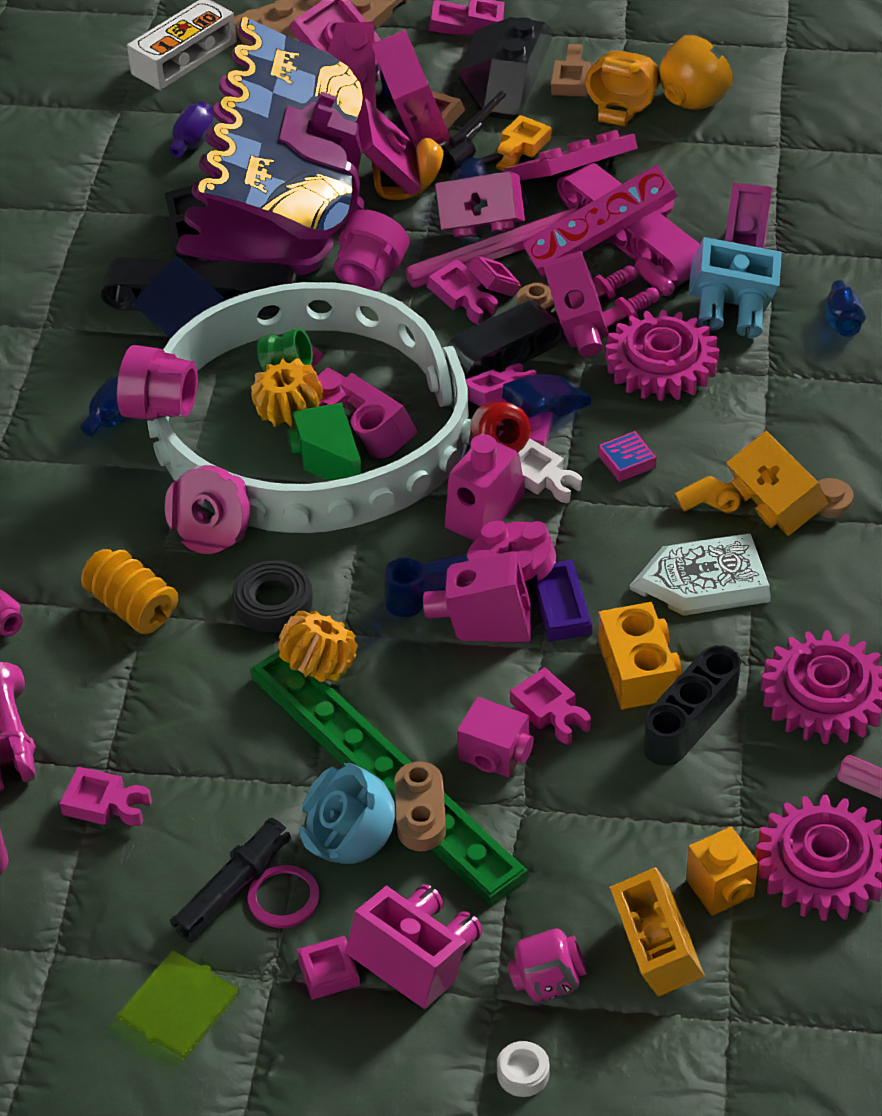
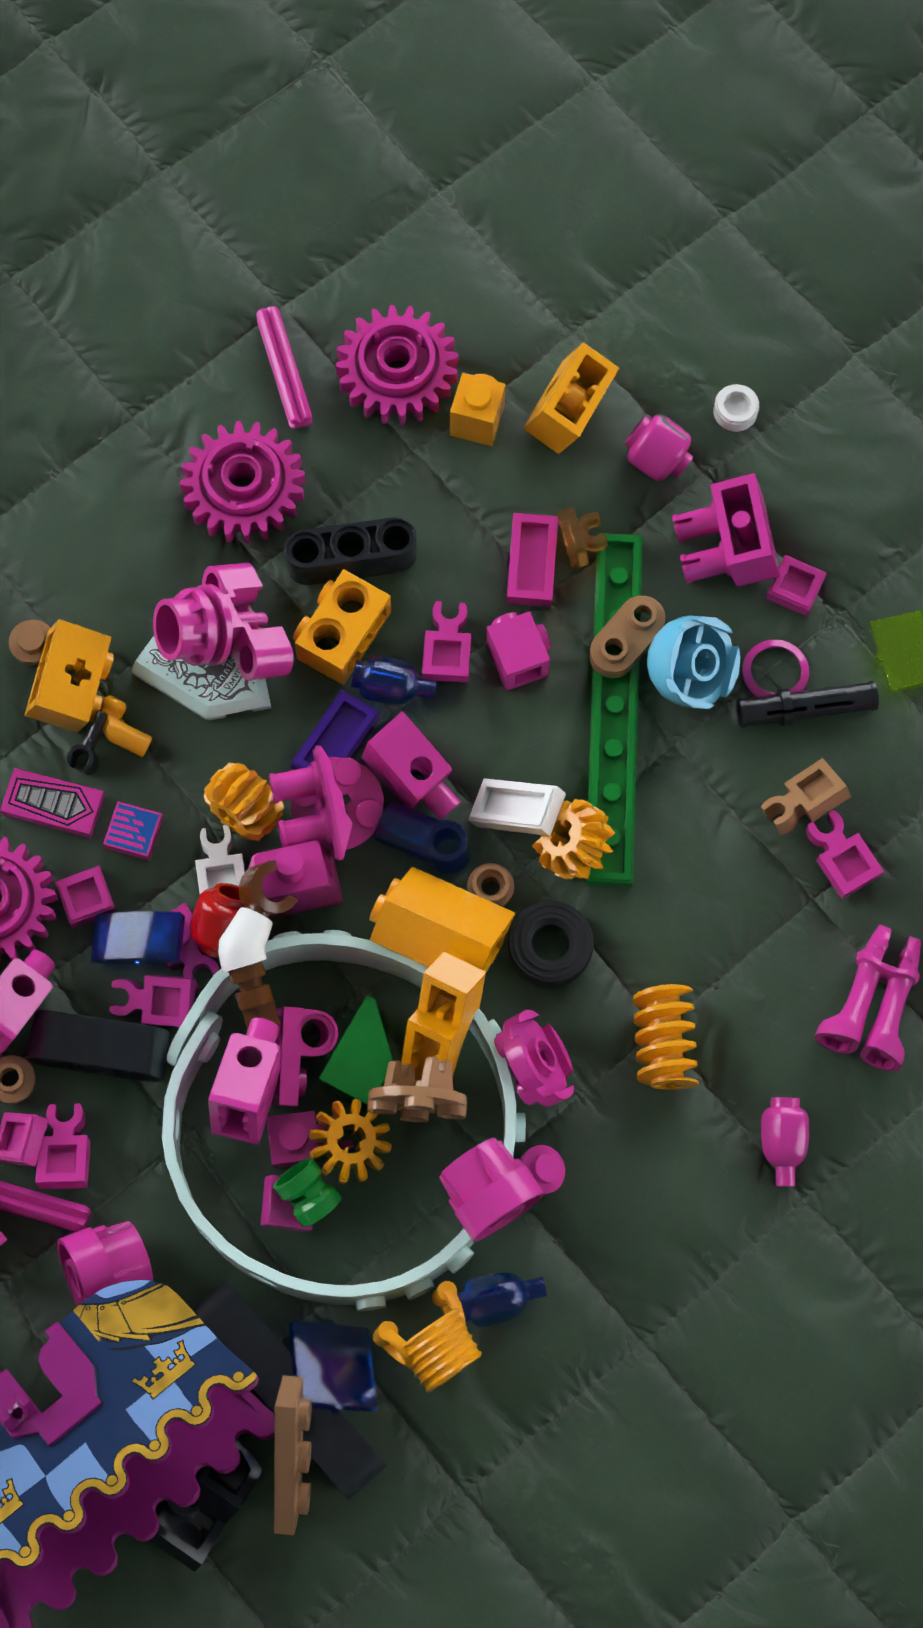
camera: 140 degrees left, 25 degrees up
(114, 331) = (439, 1348): none -> light orange piece
(148, 477) = (545, 1167): none -> dark pink plate
(158, 235) = (291, 1455): none -> medium nougat plate
(168, 815) = (809, 793): none -> medium nougat plate
(260, 414) = (414, 1102): none -> medium nougat plate
(288, 458) = (445, 1010): none -> light orange slope
(351, 595) = (494, 873): none -> medium nougat plate
(352, 523) = (432, 916): none -> light orange brick
(374, 337) = (246, 1083): none -> dark pink torso
(380, 636) = (517, 806): none -> white tile
(464, 399) = (244, 944): none -> piece
(504, 516) = (331, 823): none -> dark pink connector
(538, 844) = (576, 538): none -> clear orange tile
(558, 817) = (532, 559): none -> dark pink tile
(565, 650) = (390, 680): none -> clear blue plant
(570, 500) = (243, 801): none -> light orange gear
(611, 407) = (85, 896): none -> dark pink tile
(697, 432) = (52, 803): none -> tile
(713, 468) = (88, 744): none -> black hand
(723, 549) = (217, 620): none -> dark pink beam

